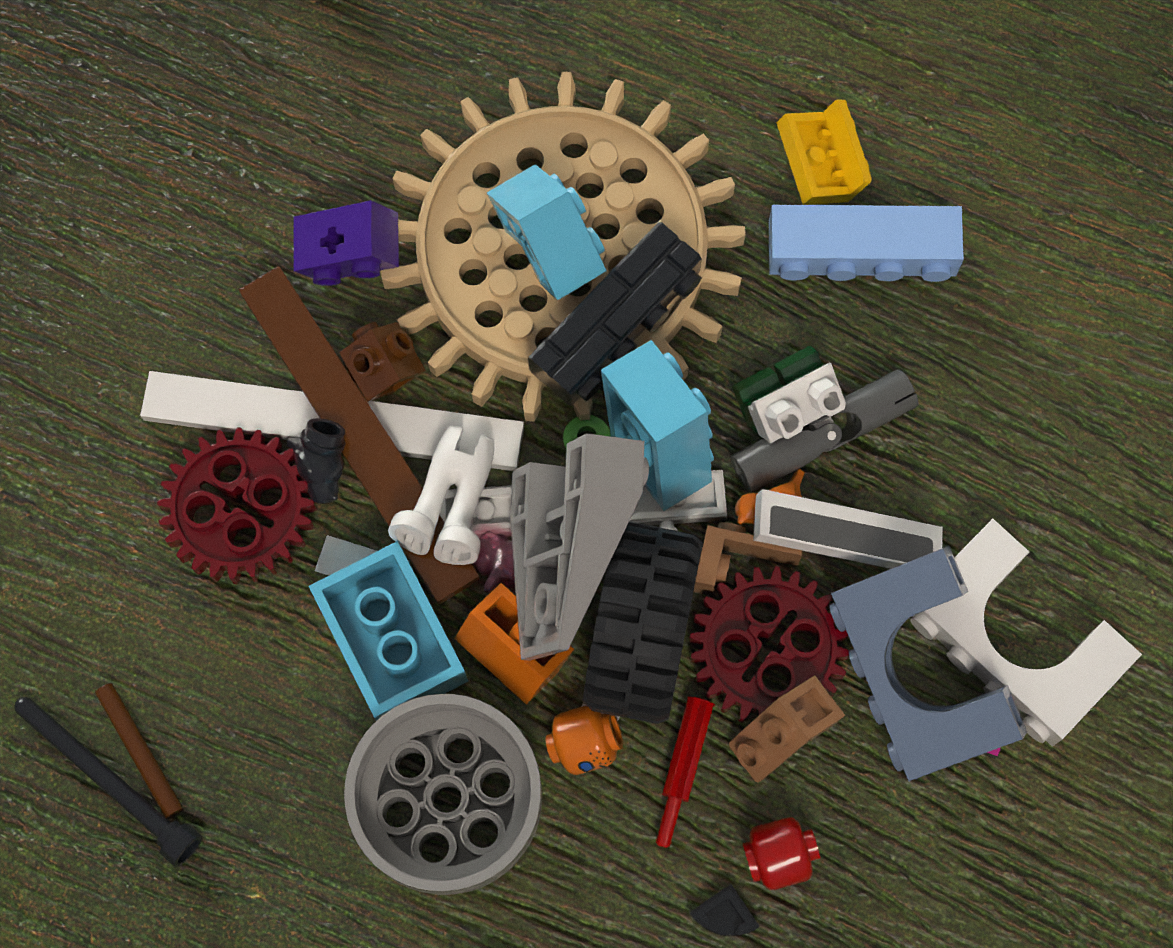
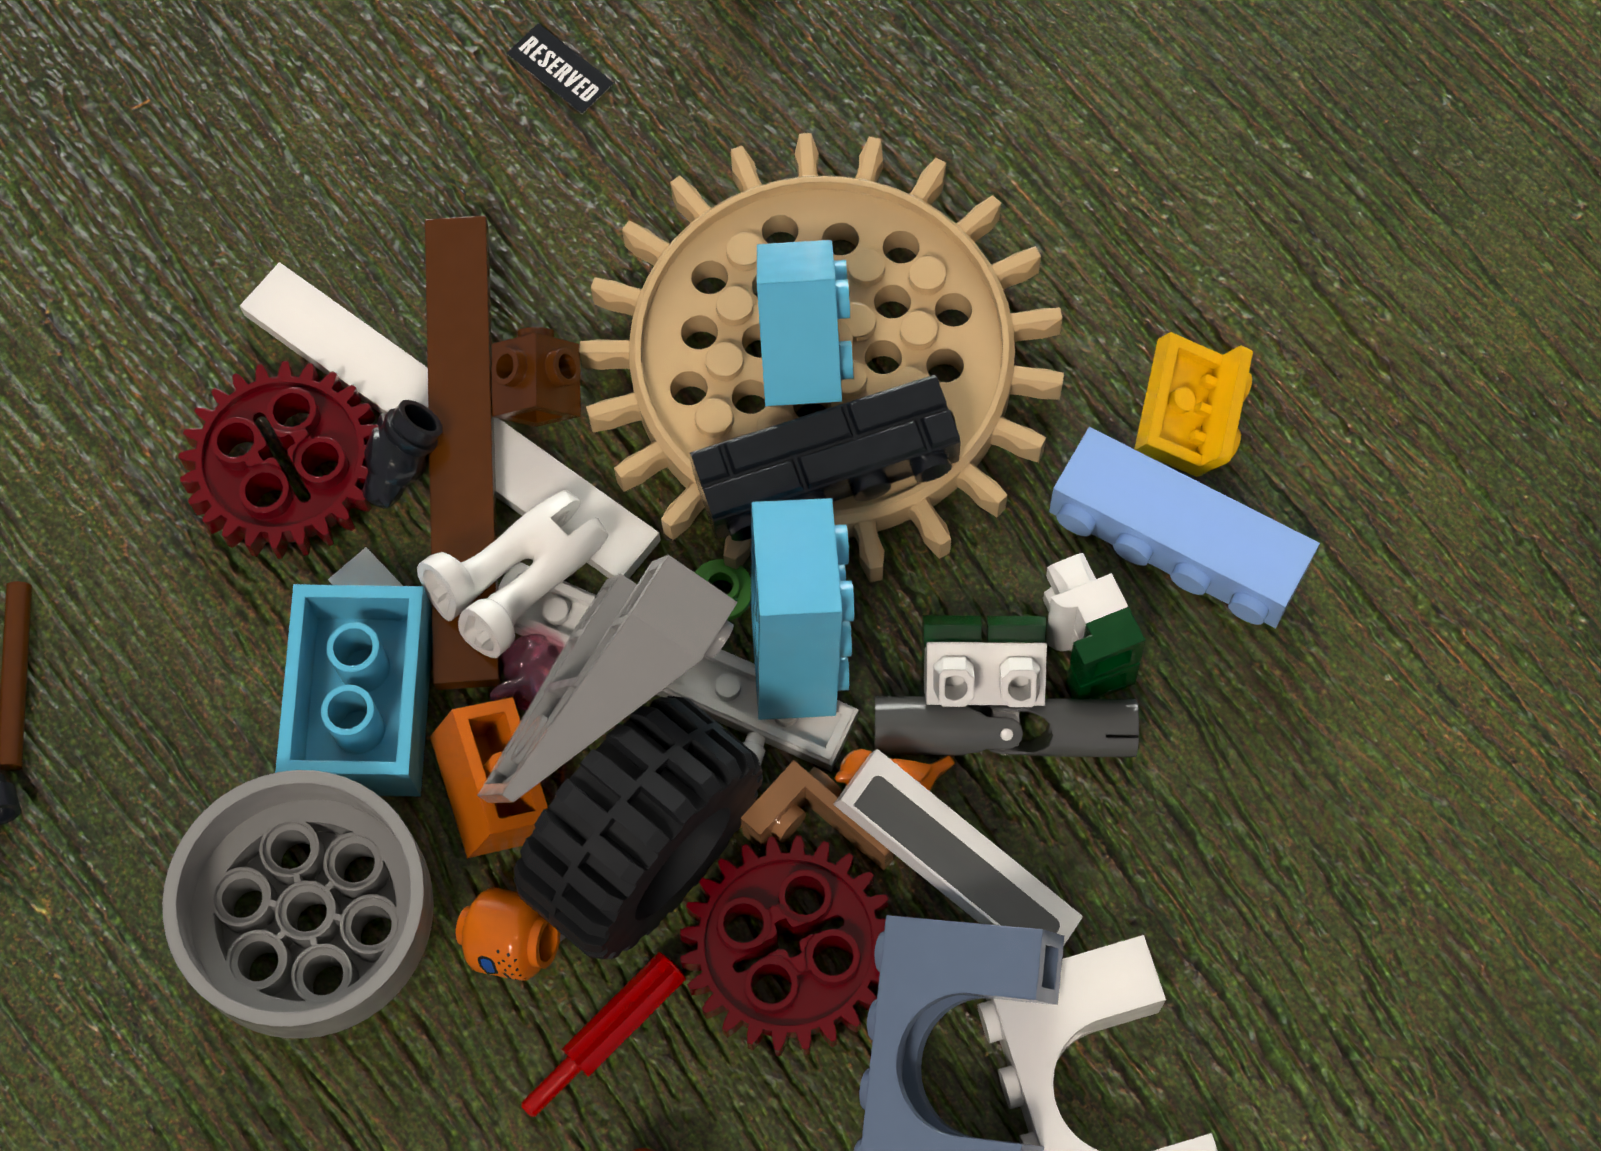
camera: 30 degrees right, 5 degrees down
(259, 136) = (560, 68): none -> black sticker
(346, 242) = (573, 226): dark purple brick -> none
(785, 728) = (748, 1045): medium nougat bracket -> none
(847, 335) = (1095, 625): none -> hips

